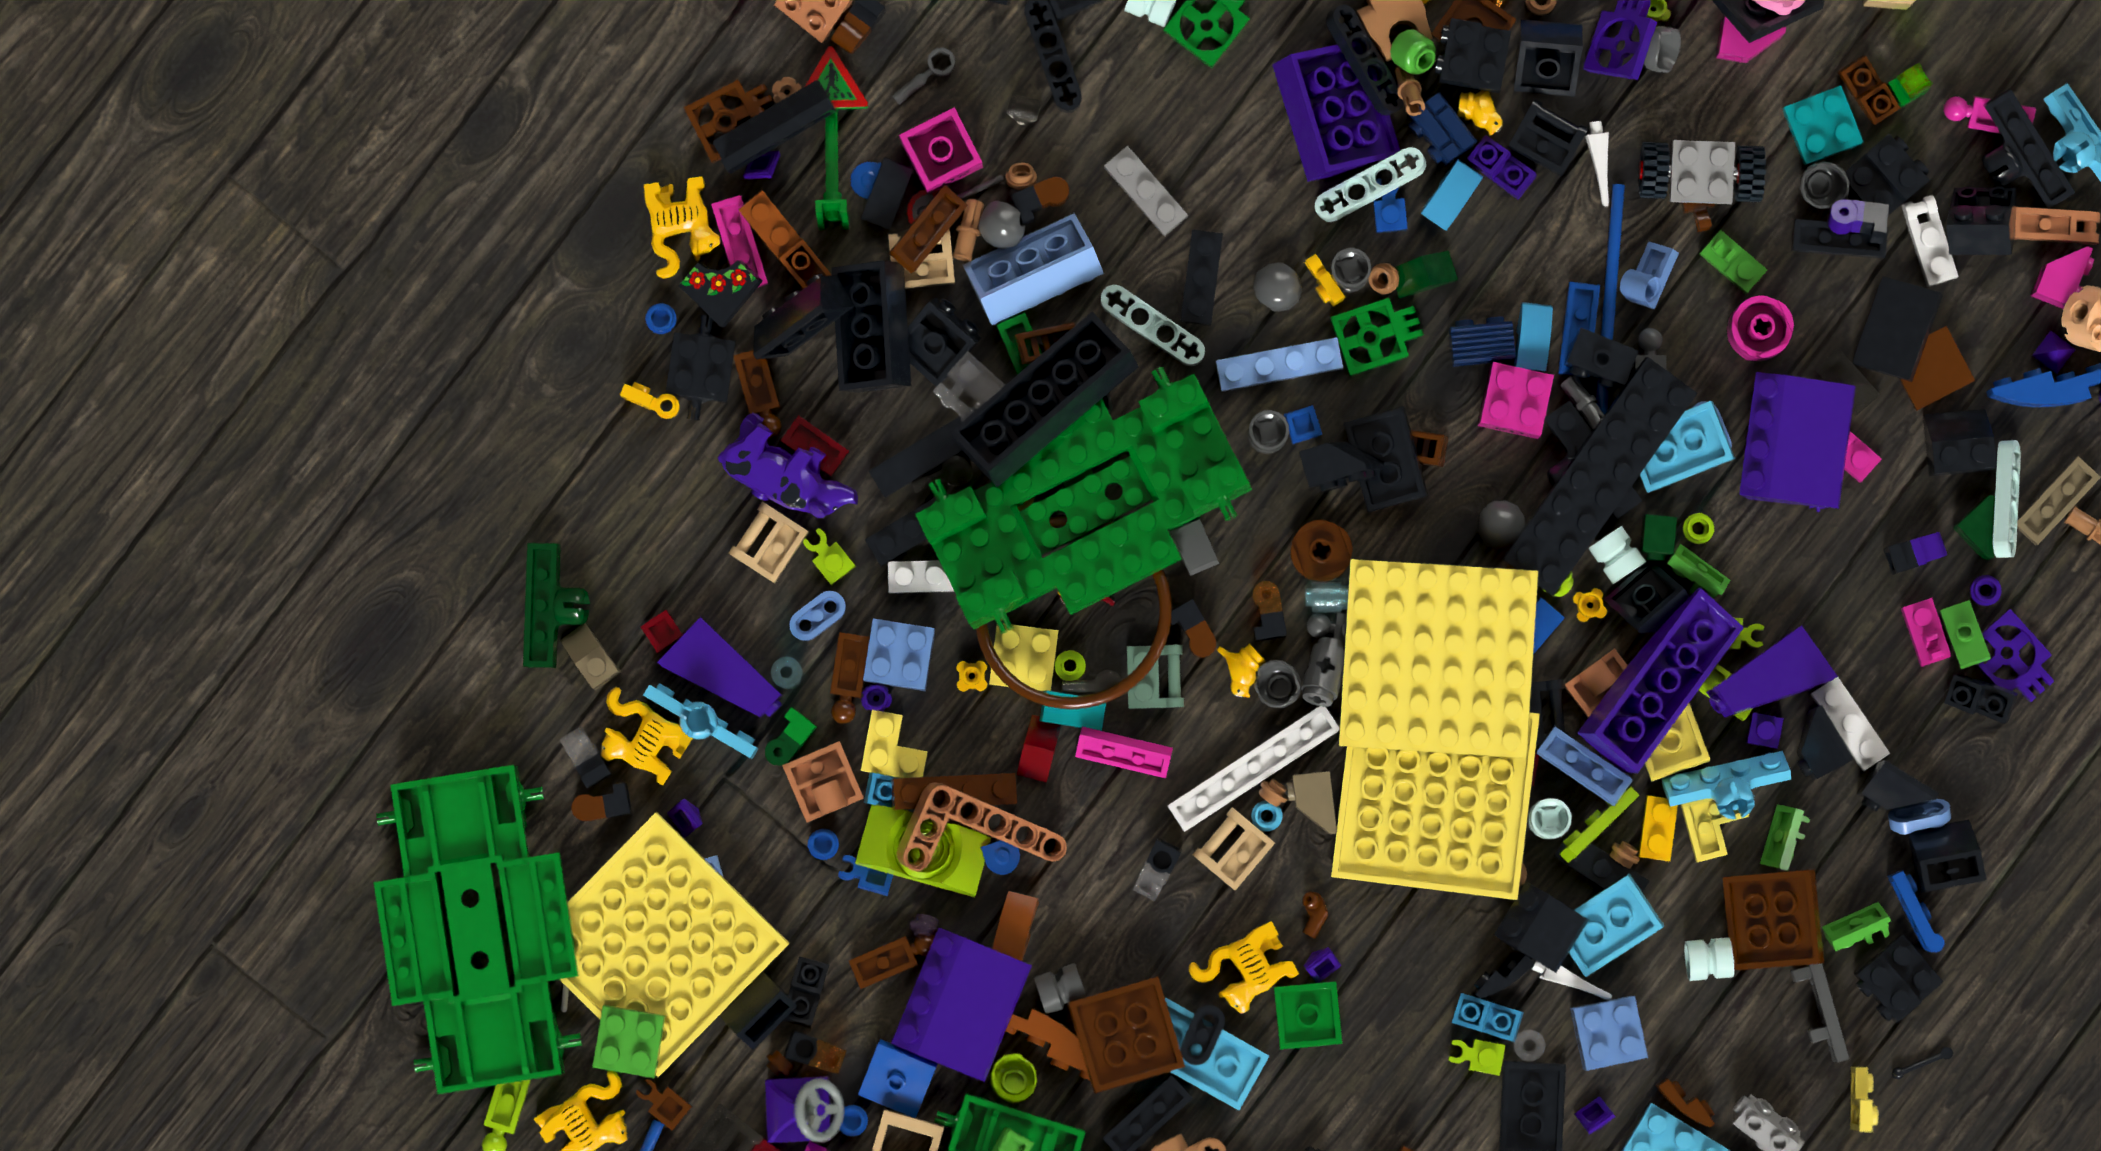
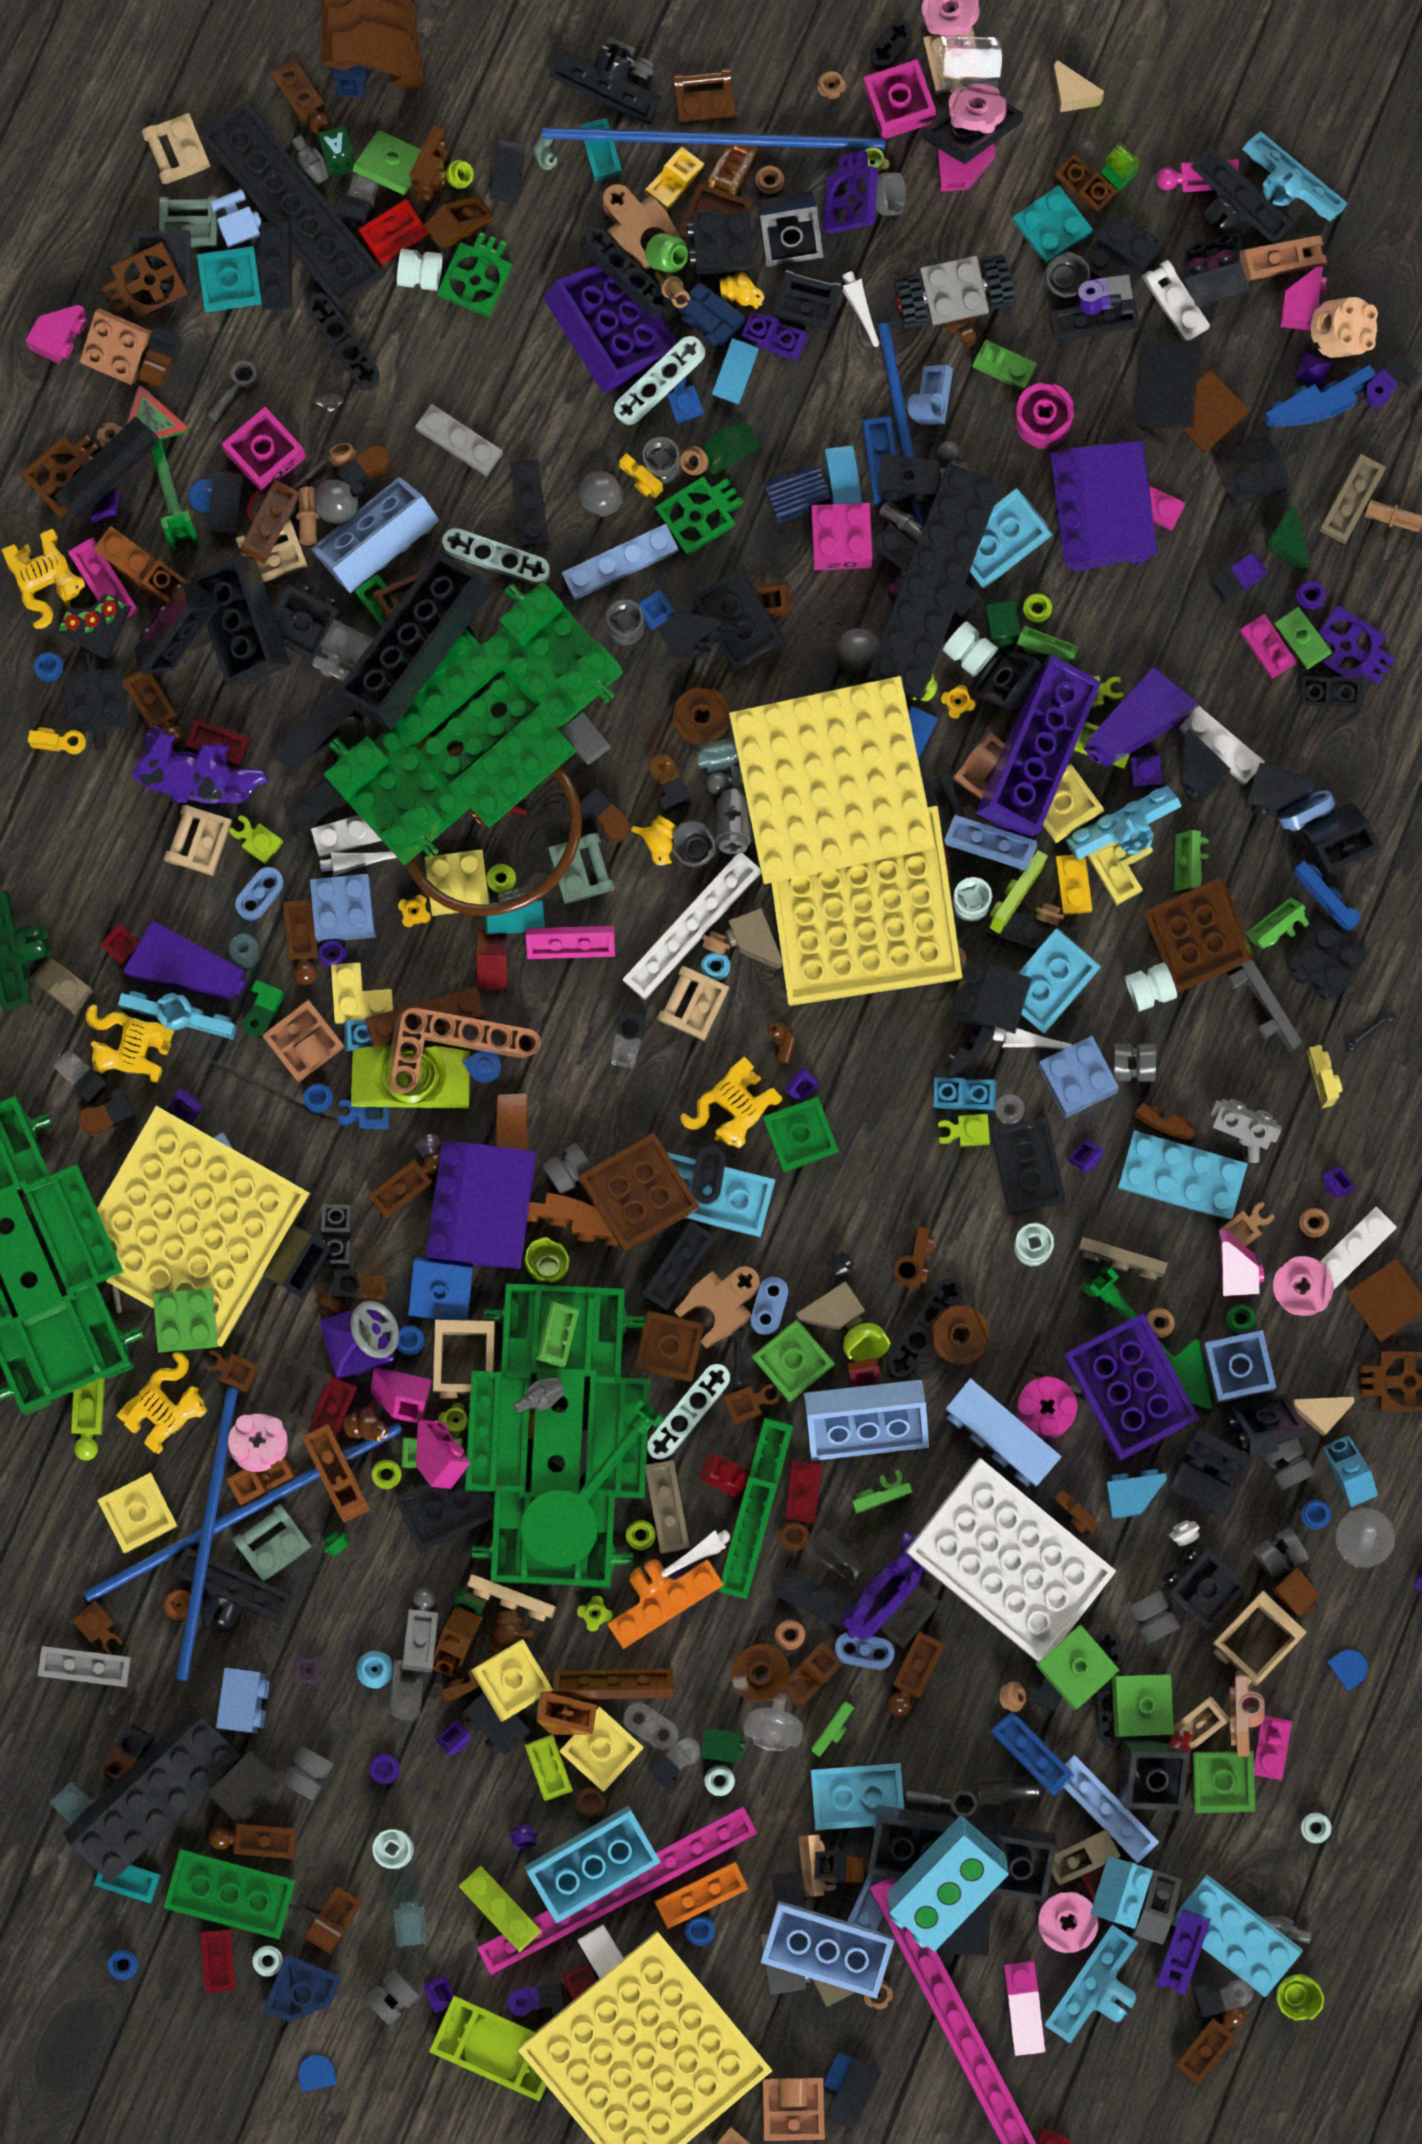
camera: 15 degrees left, 5 degrees down
(913, 605) = (348, 861): none -> white piece
(1681, 1036) = (1144, 1062): none -> dark grey wheel
(2006, 499) = (1306, 507): light aqua beam -> none

